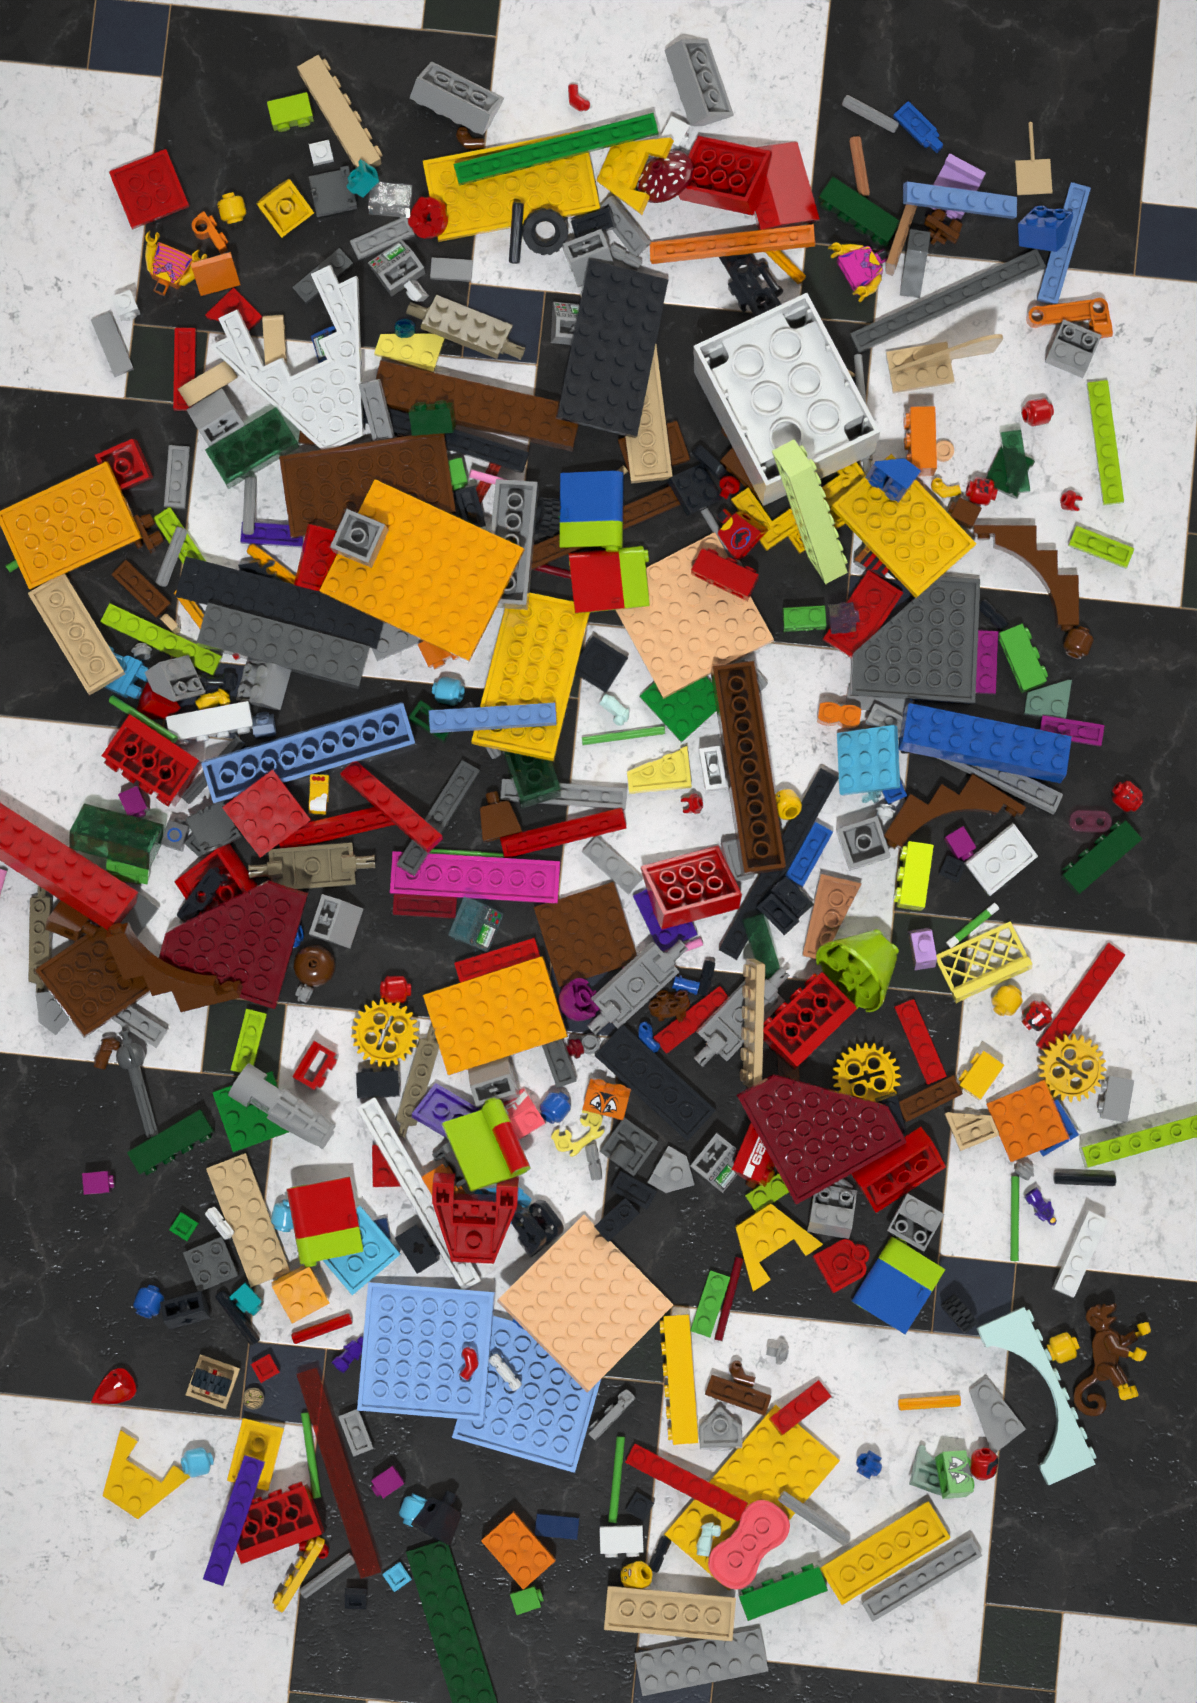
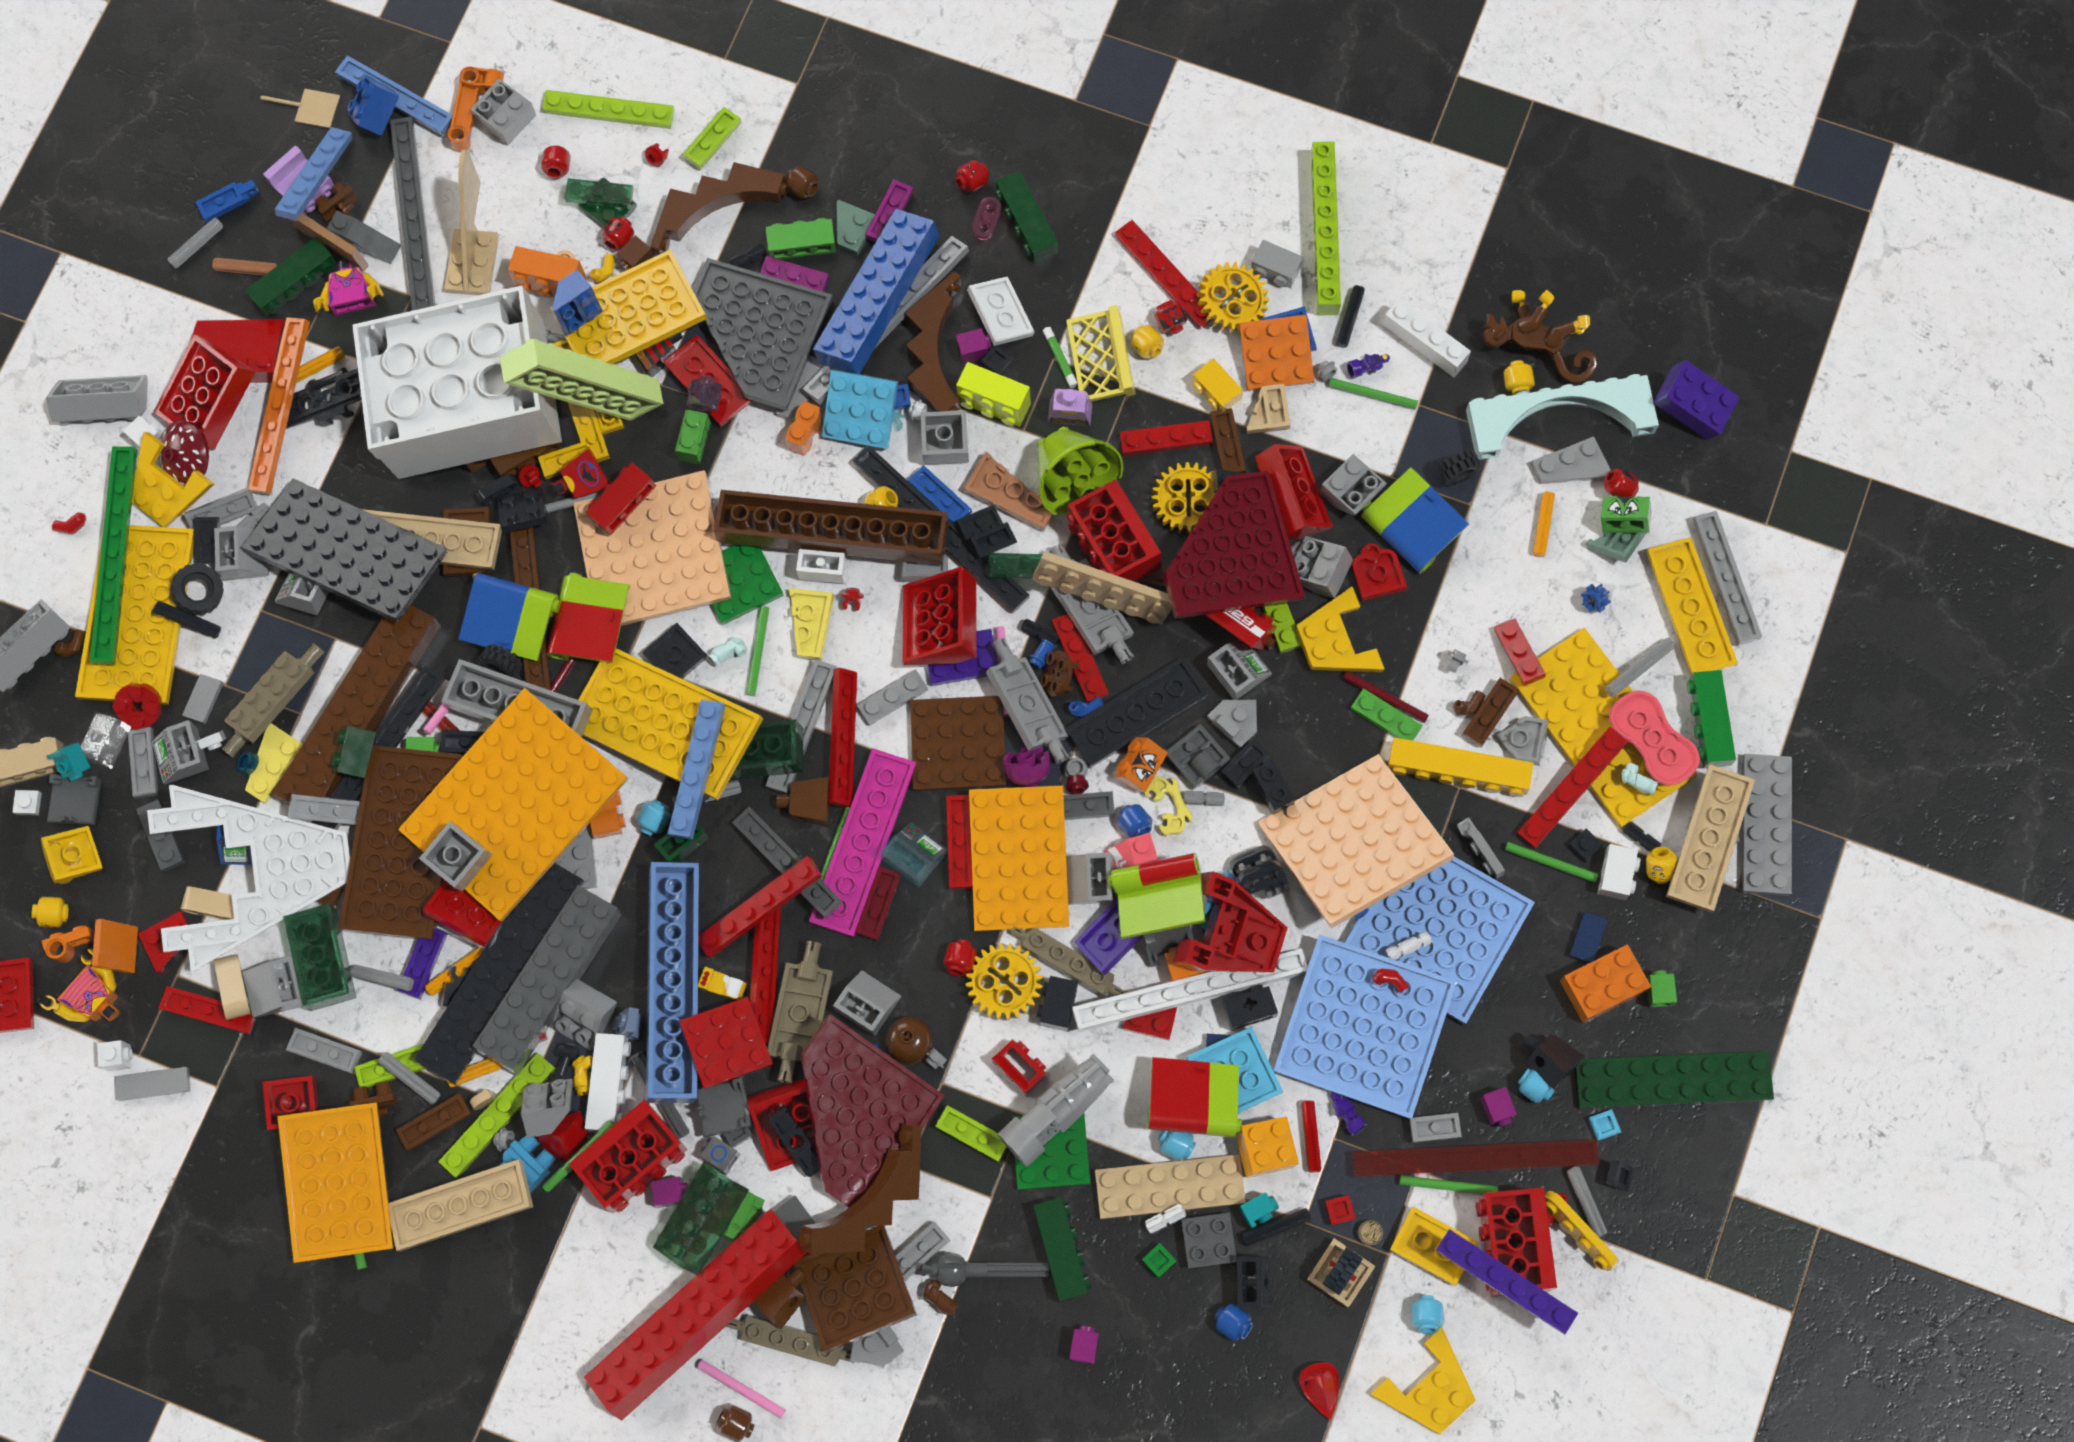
camera: 70 degrees left, 10 degrees down
(1082, 1514) = (1696, 399): none -> dark purple brick

